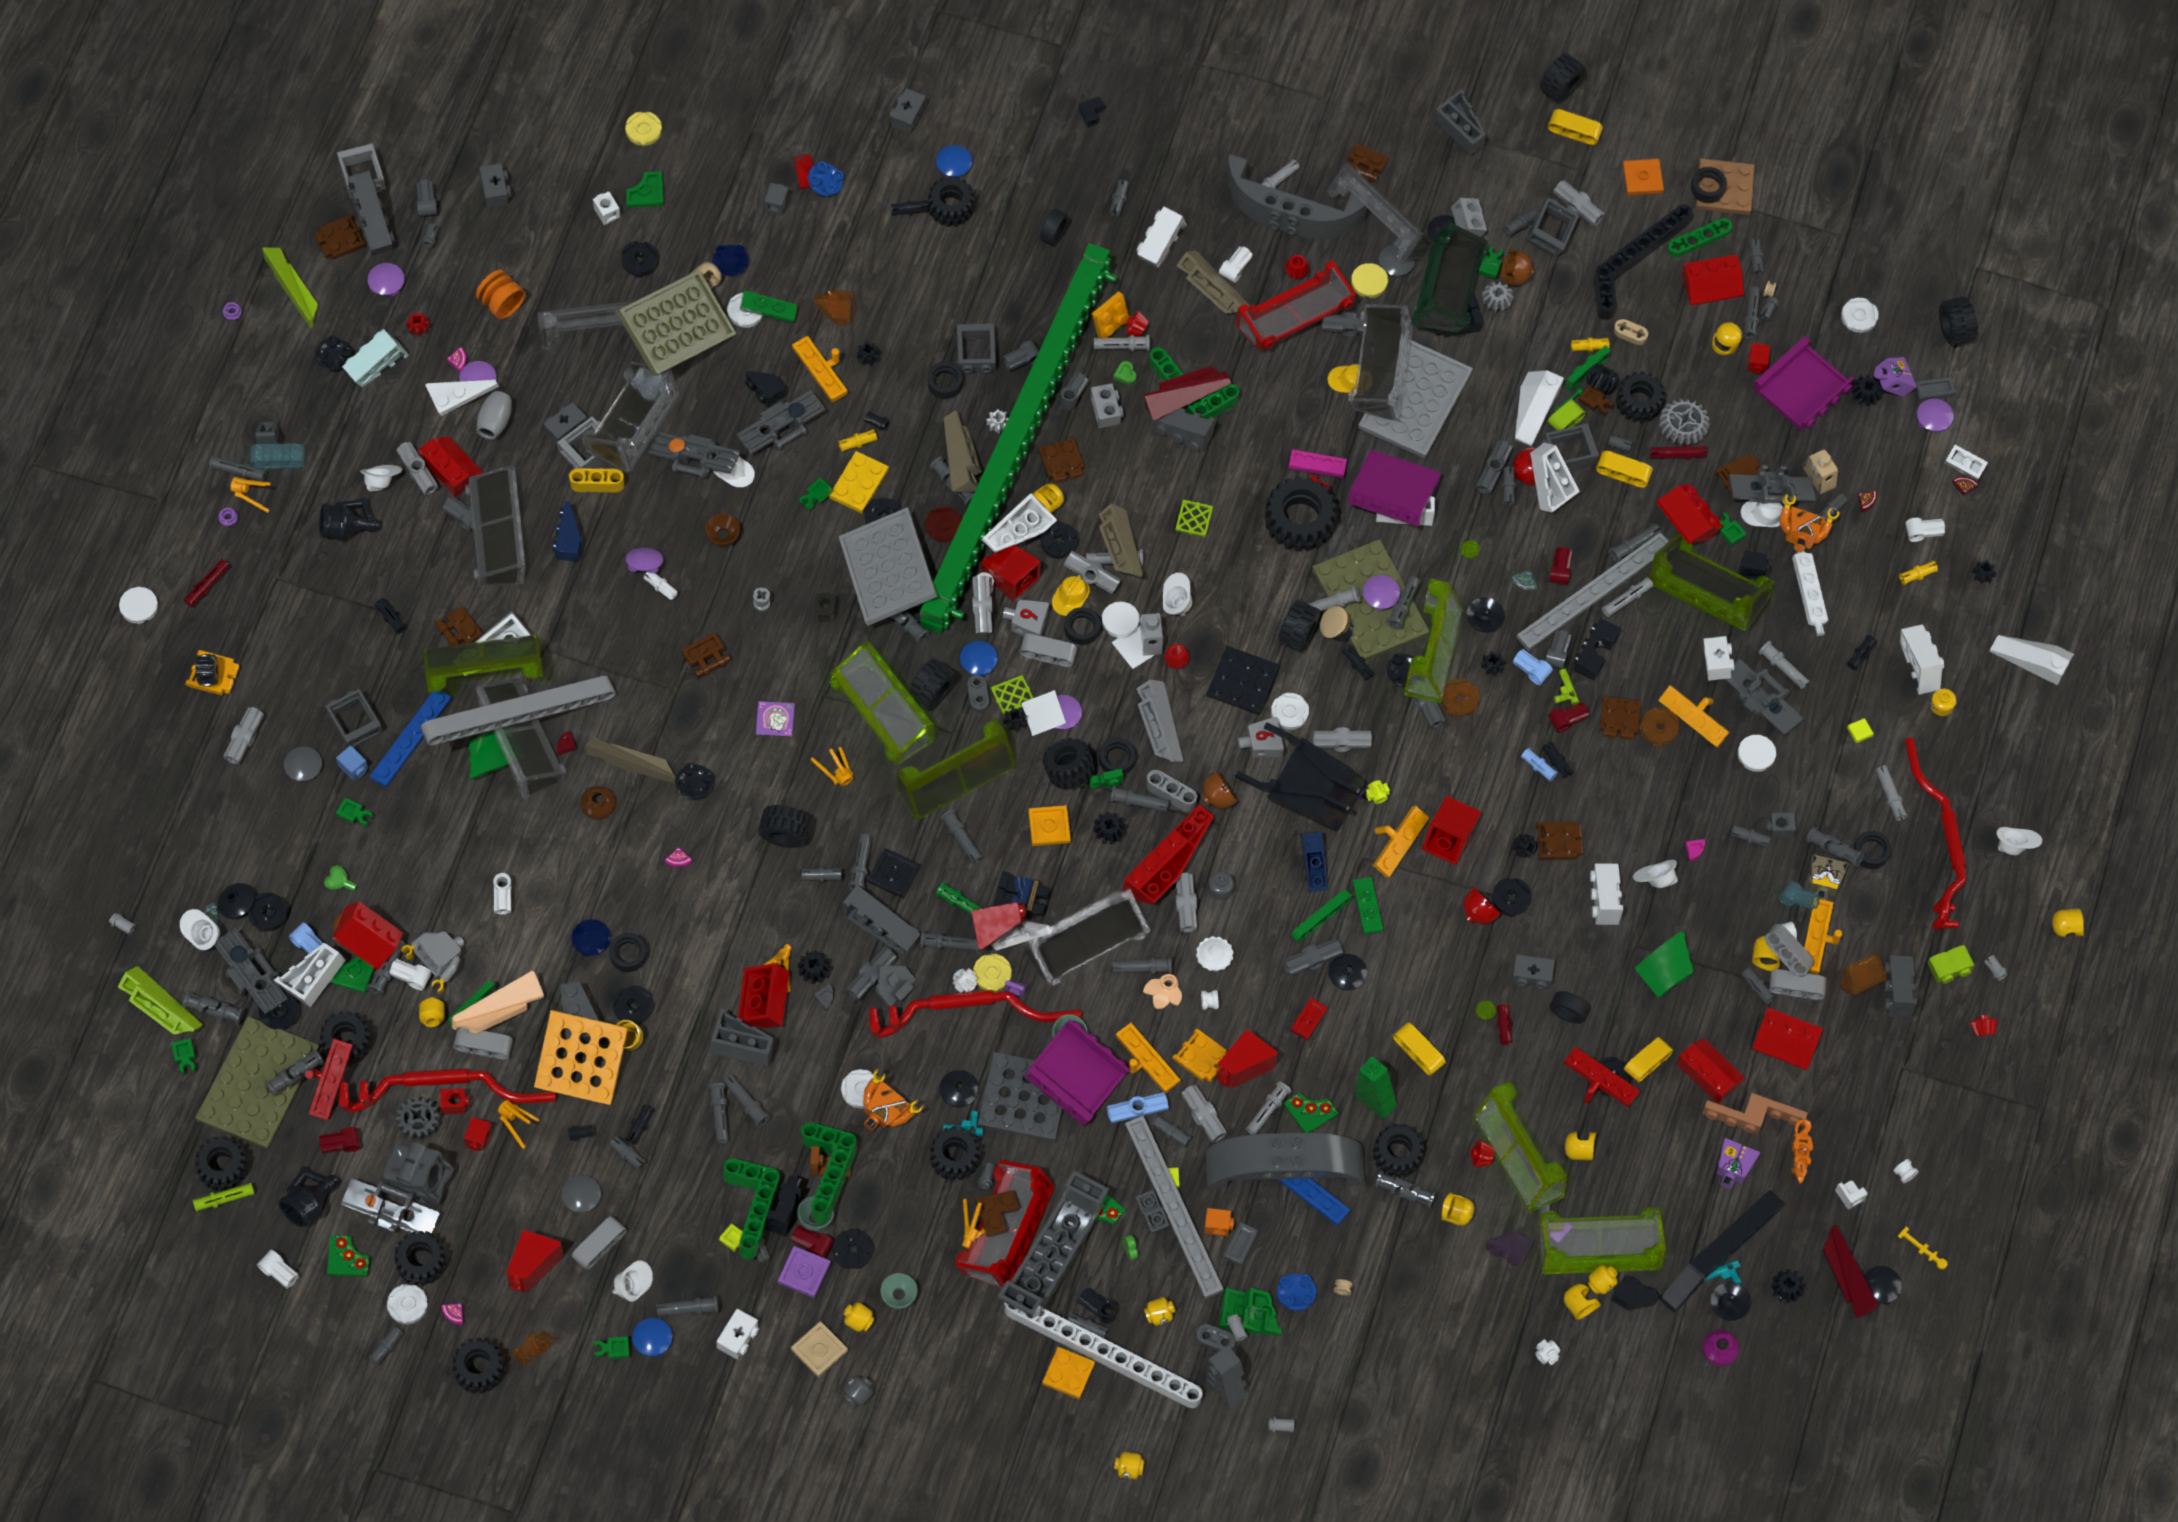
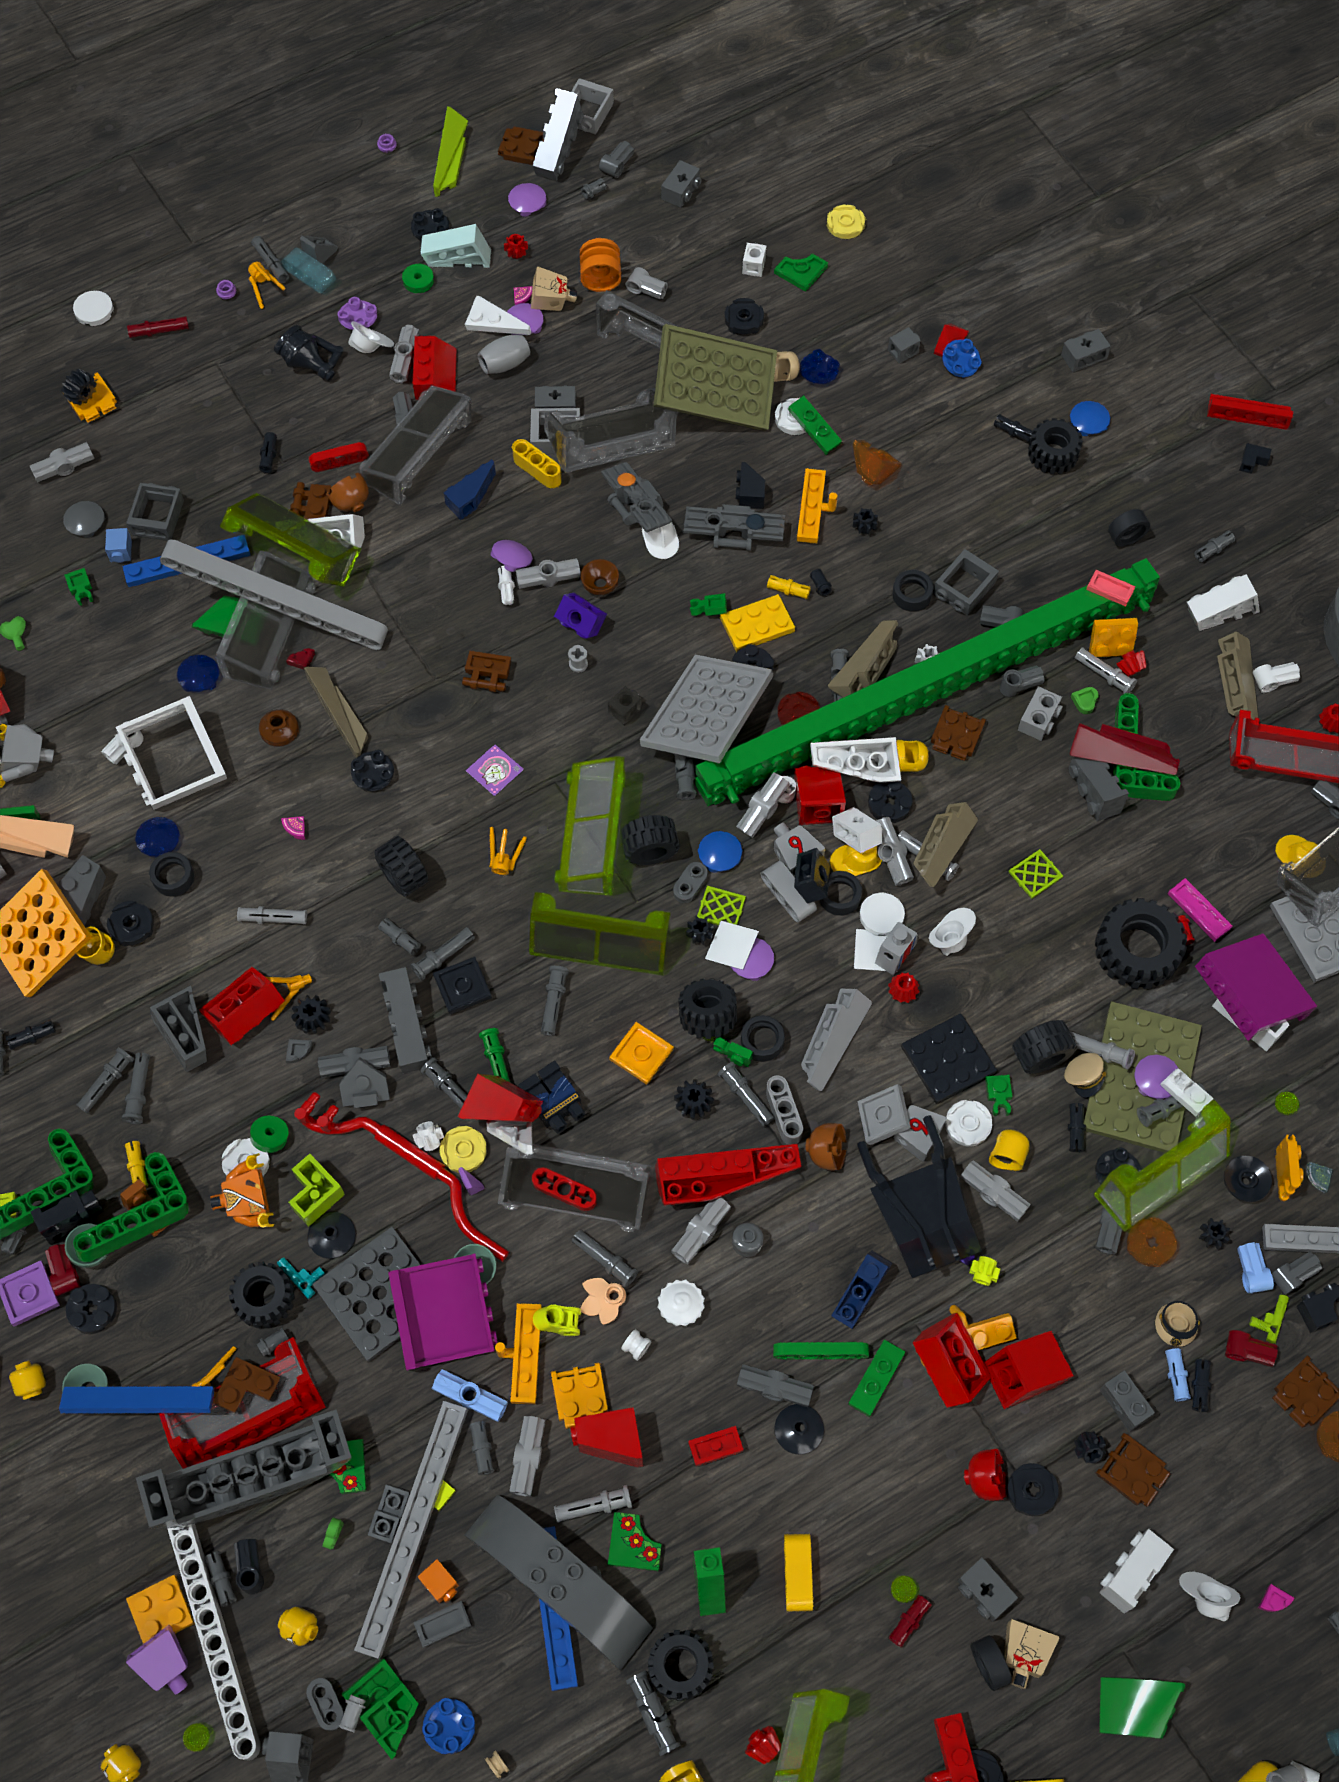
camera: 45 degrees right, 0 degrees up
(348, 463) = (357, 311): none -> medium lavender dish
(368, 409) = (416, 271): none -> green piece
(446, 581) = (327, 459): none -> red beam
(479, 341) = (550, 291): none -> tan torso
(486, 601) = (349, 493): none -> dark orange cylinder
(503, 808) = (198, 673): none -> clear blue dish
(538, 285) = (641, 281): none -> light grey piece
(562, 847) = (154, 717): none -> white window
(675, 562) = (558, 571): none -> light grey piece
(741, 914) = (245, 914): none -> light grey pin
(743, 560) = (591, 616): none -> dark purple brick
(793, 1146) = (136, 1163): none -> yellow pin
(863, 1066) = (272, 1125): none -> green piece
(928, 1063) = (319, 1192): none -> lime brick
(941, 1268) = (137, 1399): none -> blue tile
(1059, 626) = (812, 875): none -> black brick
(1060, 574) = (857, 829): none -> white brick
(1061, 78) = (1249, 411): none -> red fence
(1076, 952) = (582, 1189): none -> red beam
(1084, 282) = (1110, 588): none -> coral tile
(1098, 1393) = (160, 1661): none -> medium lavender torso
(1150, 1022) = (562, 1320): none -> neon yellow piece
(1157, 1417) = (196, 1737): none -> clear neon green plate
(1236, 745) = (883, 1114): none -> light grey tile
(1291, 677) = (999, 1090): none -> green plate
(1328, 703) = (1010, 1145): none -> yellow helmet
(1405, 858) = (952, 1361): none -> red slope
(1408, 587) = (1186, 1092): none -> white plate
(1506, 590) = (1287, 1166): none -> light orange plate
(1514, 734) = (1177, 1323): none -> tan piece
(1523, 802) = (1127, 1401): none -> dark grey brick
(1583, 983) = (1027, 1651): none -> tan torso

